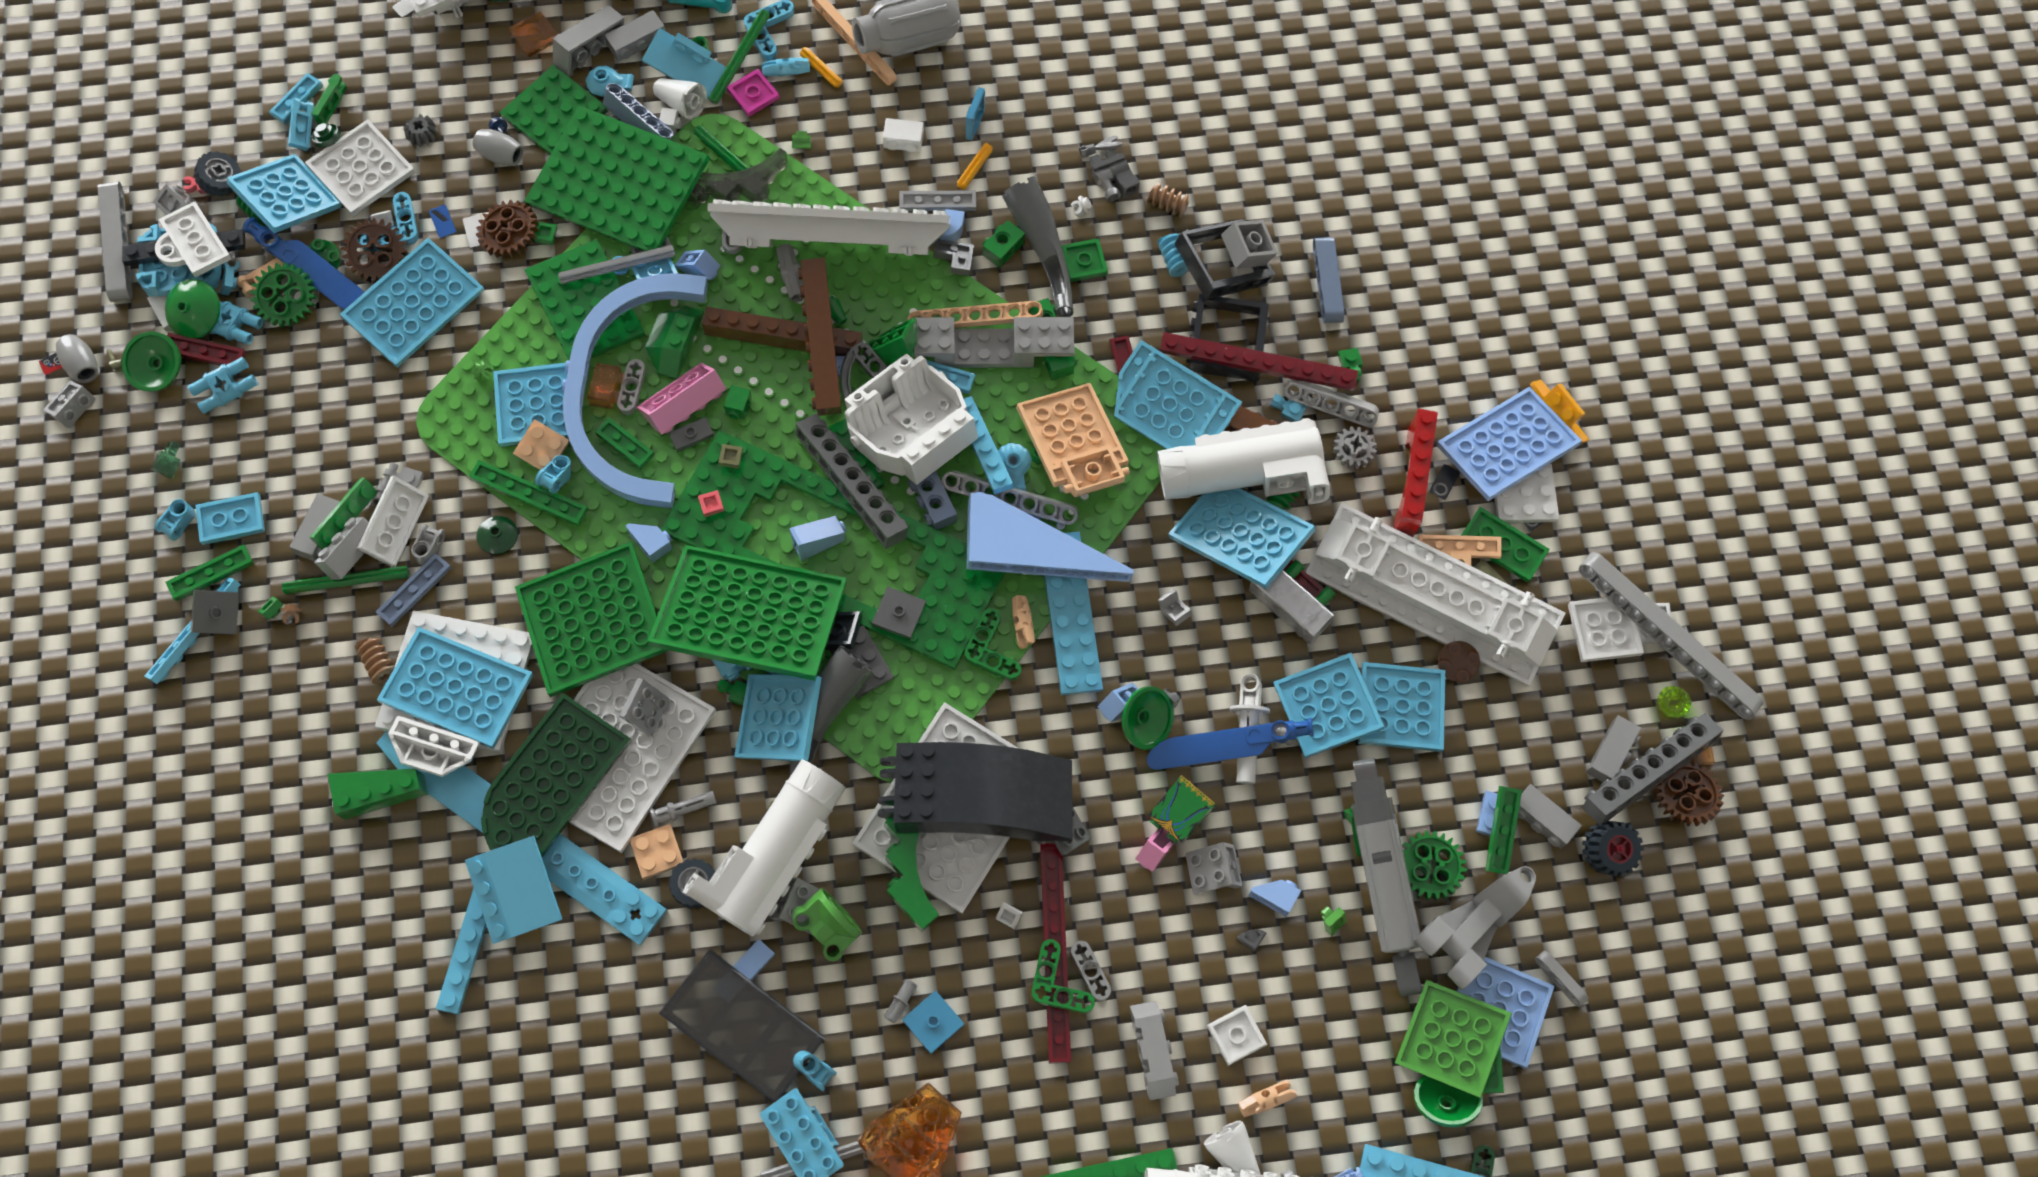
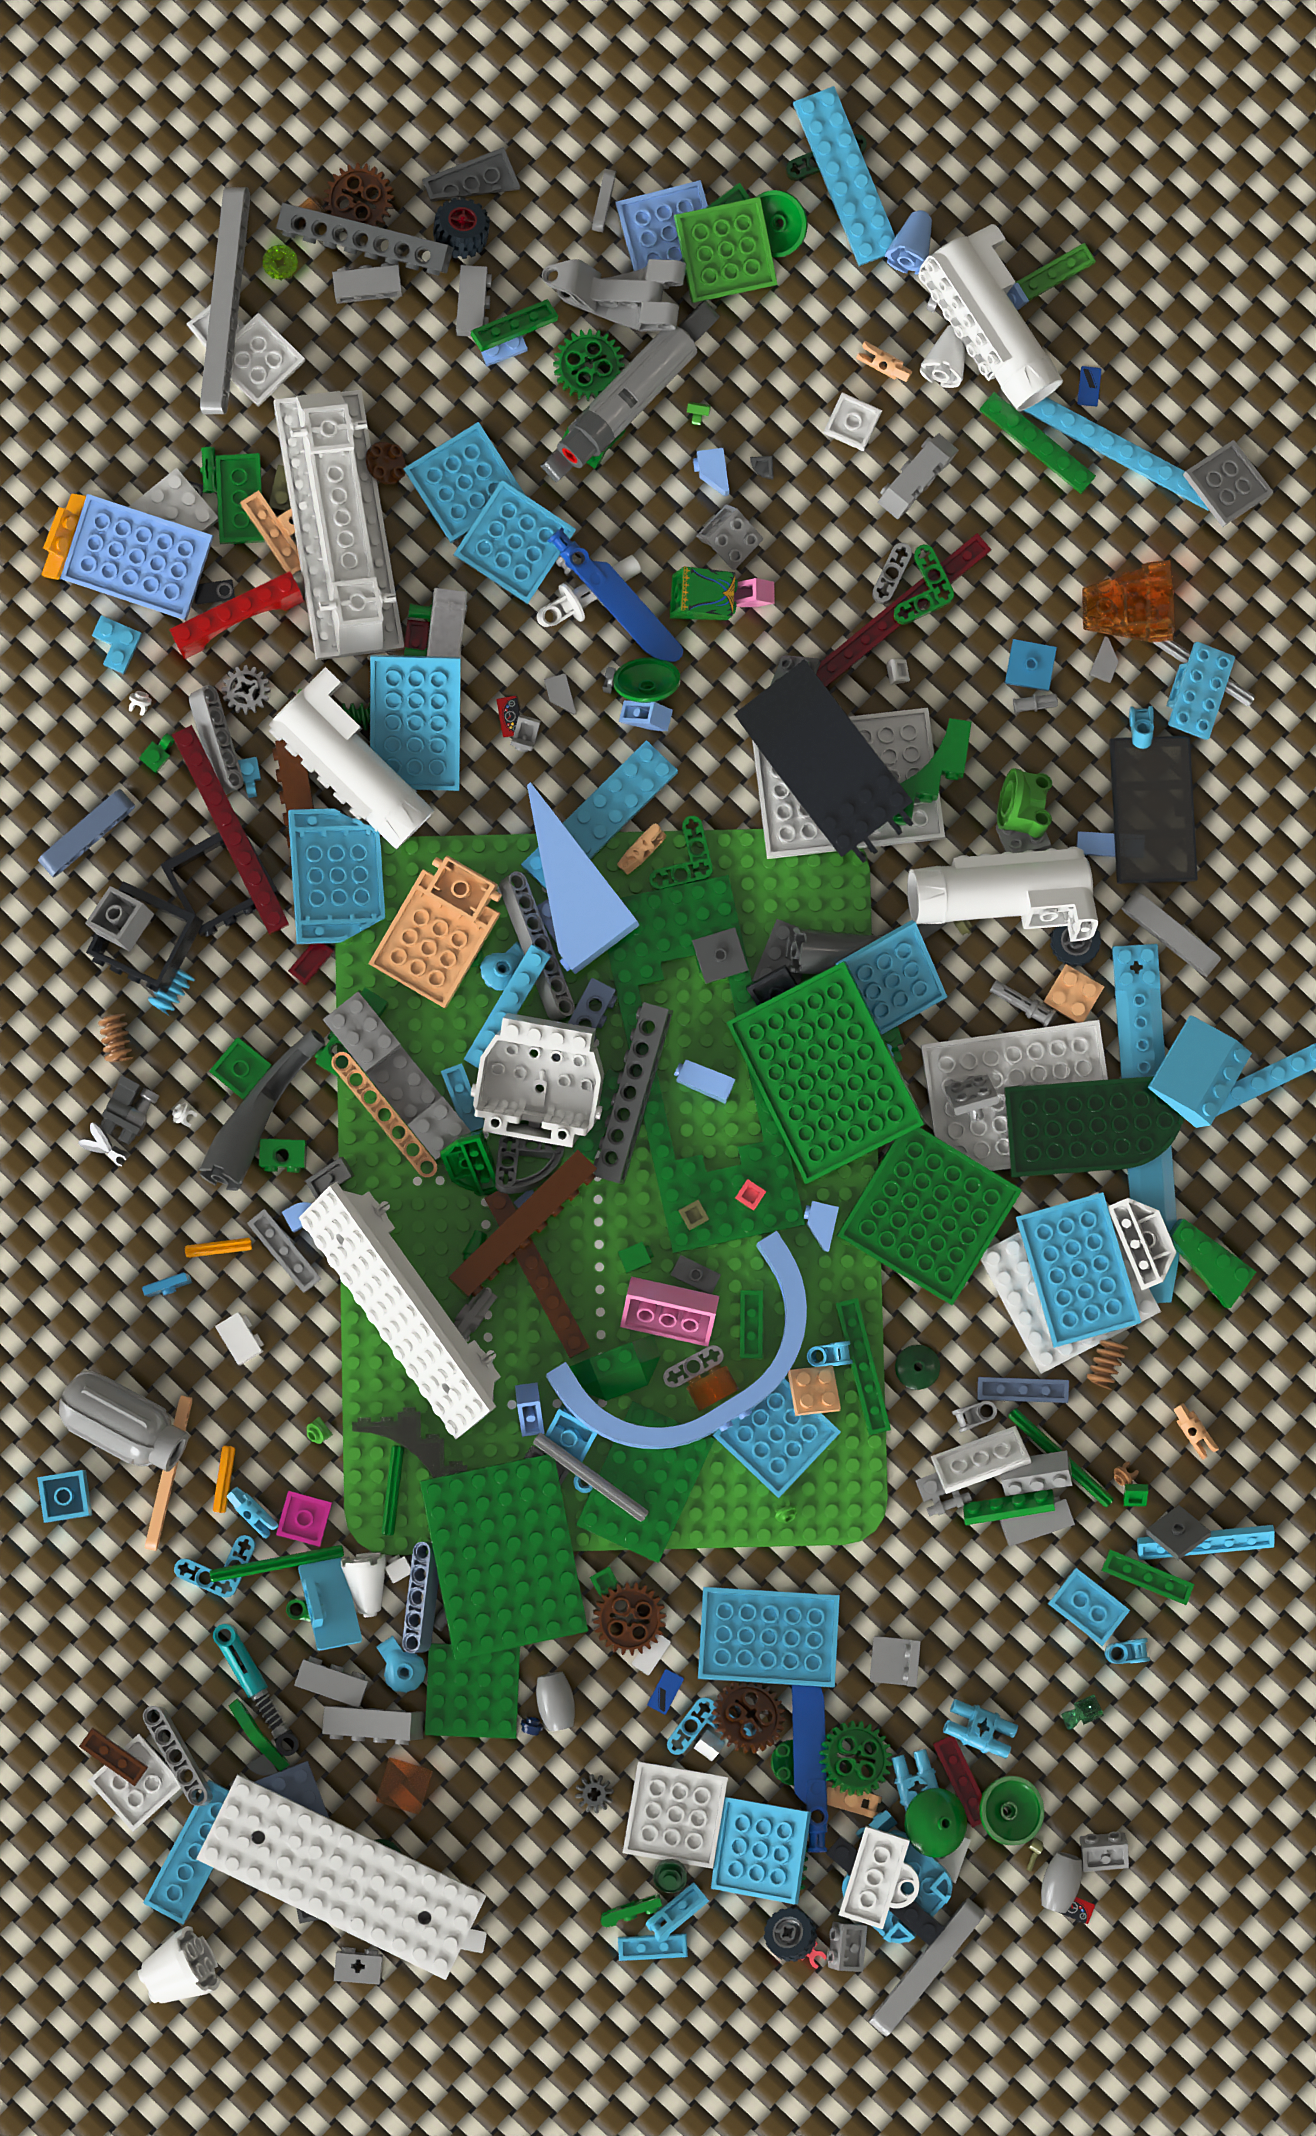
camera: 125 degrees left, 15 degrees up
(273, 685) = (1186, 1422): none -> light nougat hinge
(319, 368) = (895, 1661): none -> light grey bracket
(636, 961) = (1171, 933): none -> light grey beam
(887, 1083) = (1105, 662): none -> light grey tile
(1186, 656) = (559, 692): none -> light grey tile
(1200, 612) = (508, 714): none -> sticker
(1399, 377) = (139, 698): none -> white plate
(1451, 397) = (122, 642): none -> medium azure plate
(1542, 538) = (208, 470): none -> green pin
(1648, 894) = (475, 177): none -> dark grey wing

